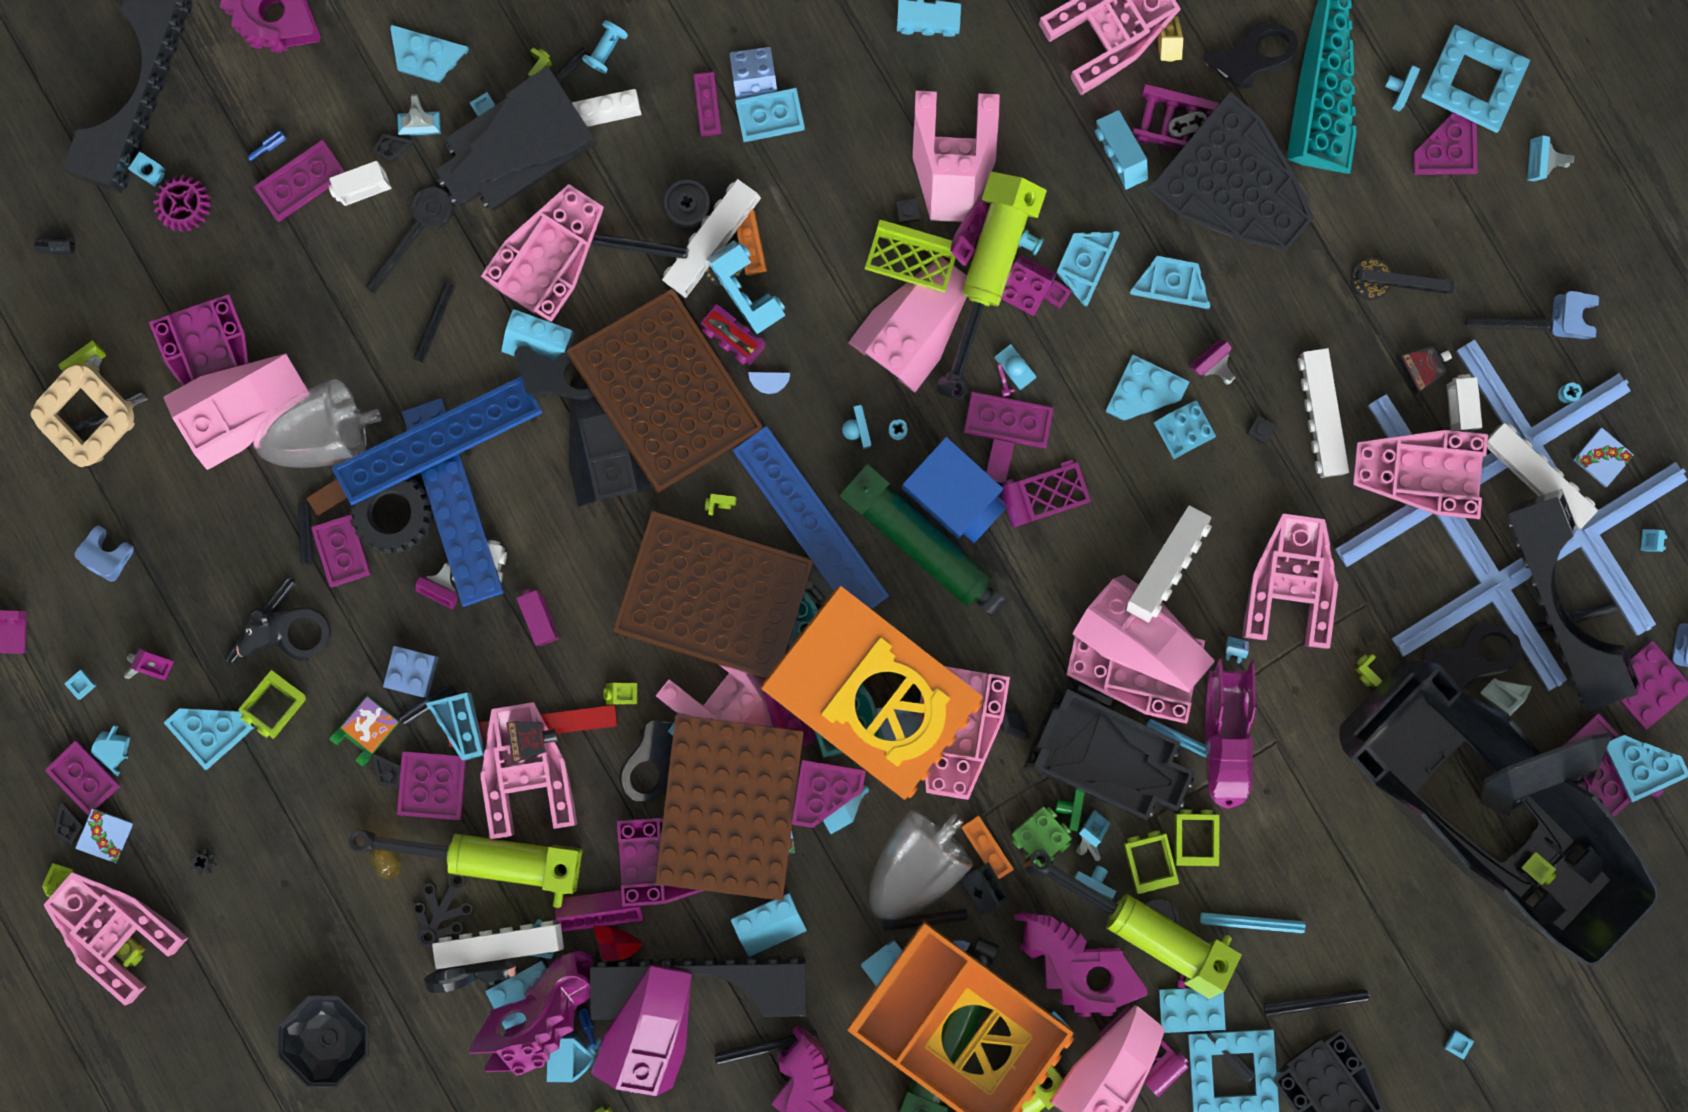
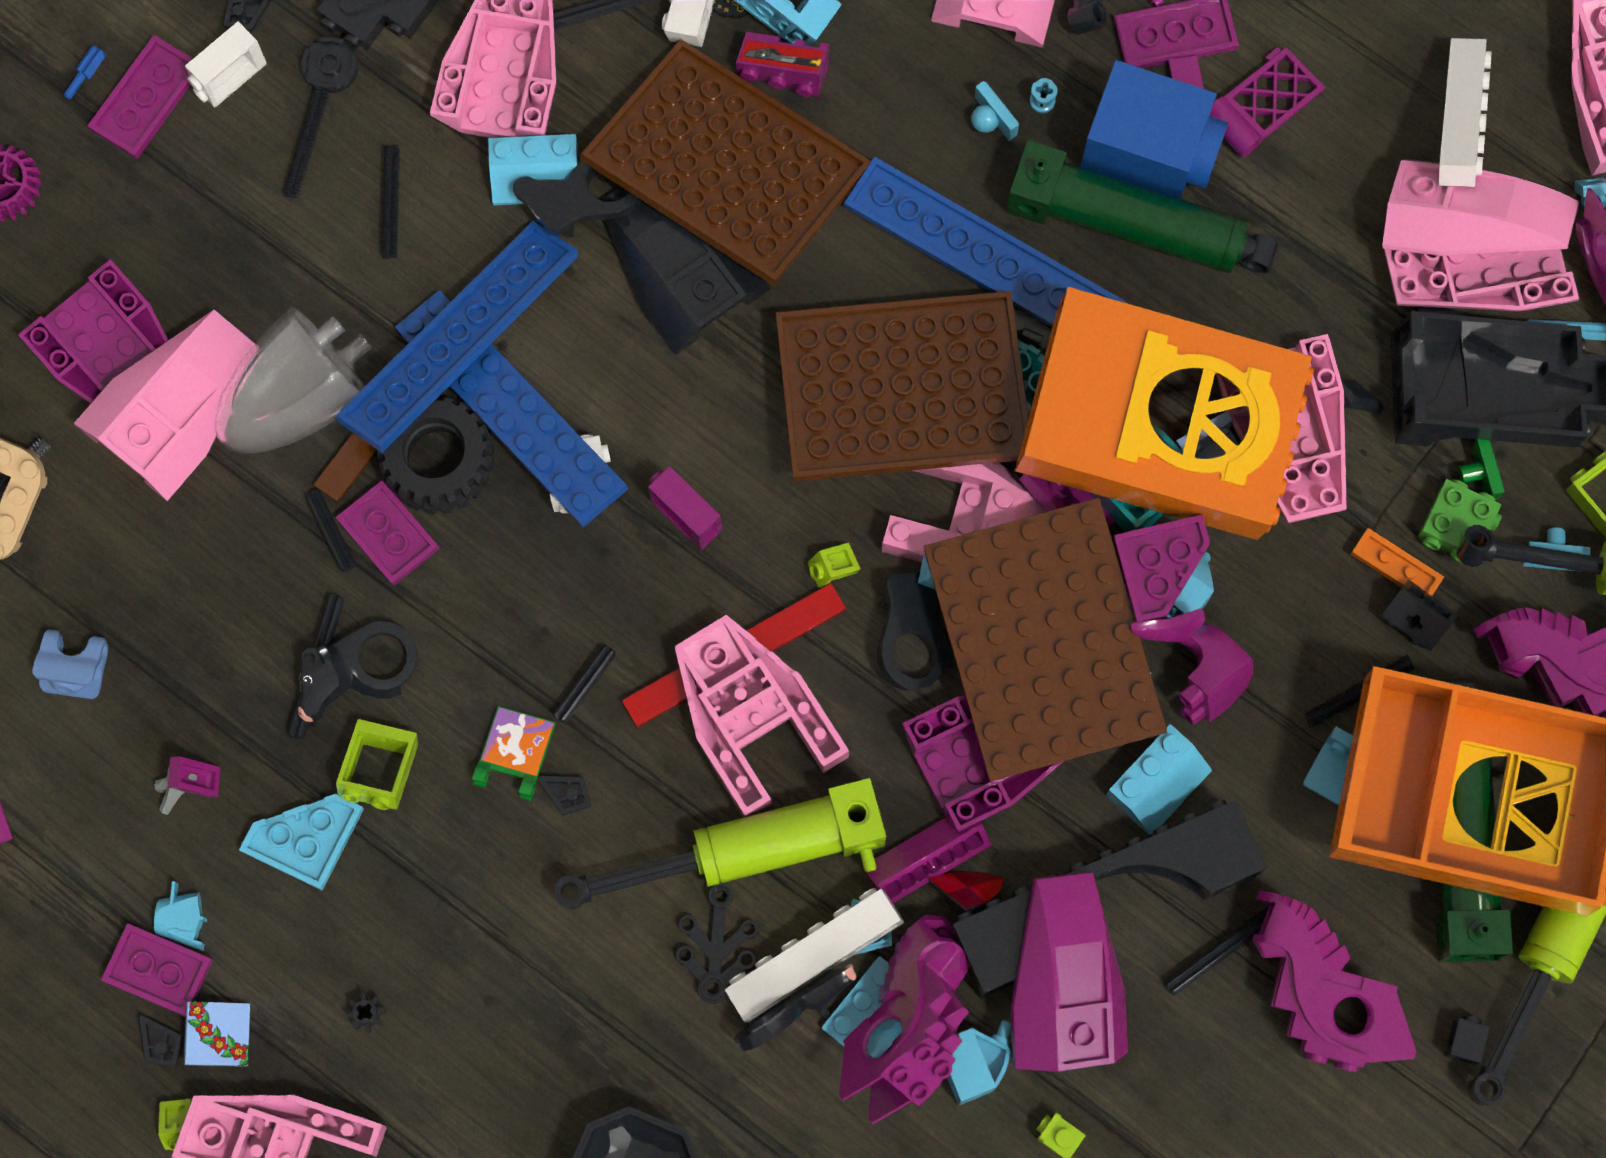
camera: 25 degrees left, 10 degrees down
(80, 684) = (105, 845): medium azure tile -> none
(386, 863) = (616, 911): clear yellow head -> none
(410, 672) = (544, 648): medium blue brick -> none
(431, 785) = (634, 785): magenta plate -> none
(438, 587) = (536, 526): magenta piece -> none
(460, 724) = (639, 683): medium azure wedge -> none
(529, 739) = (742, 660): torso -> none
(587, 1026) = (980, 1013): blue axle -> none
(724, 502) = (860, 270): lime bracket -> none
(769, 382) = (852, 105): light blue tile -> none
(837, 872) = (1222, 664): none -> magenta hips
(916, 867) = (1321, 620): clear windscreen -> none
(1092, 834) = (1525, 485): medium azure piece -> none

